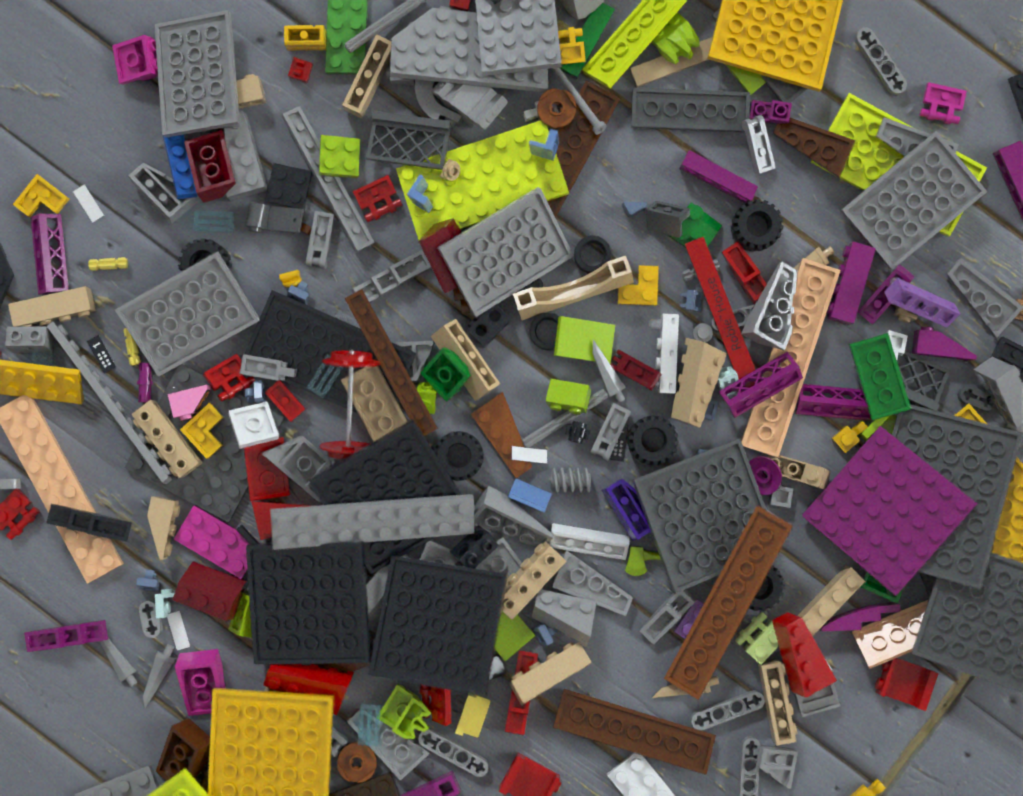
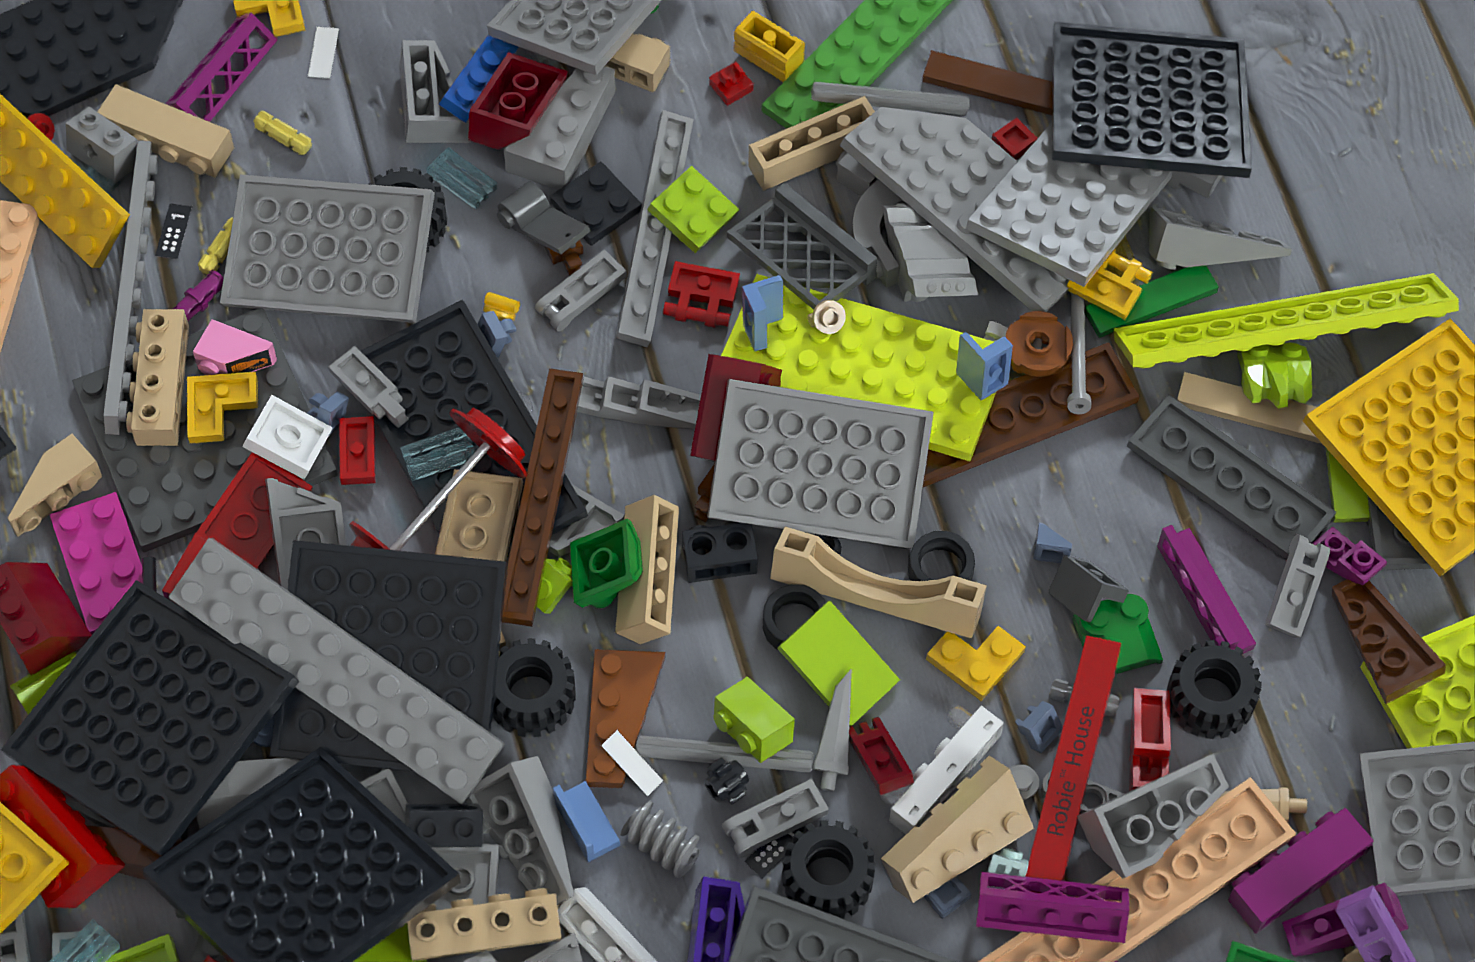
camera: 35 degrees right, 25 degrees down
(225, 372) = (306, 356): red plate -> none

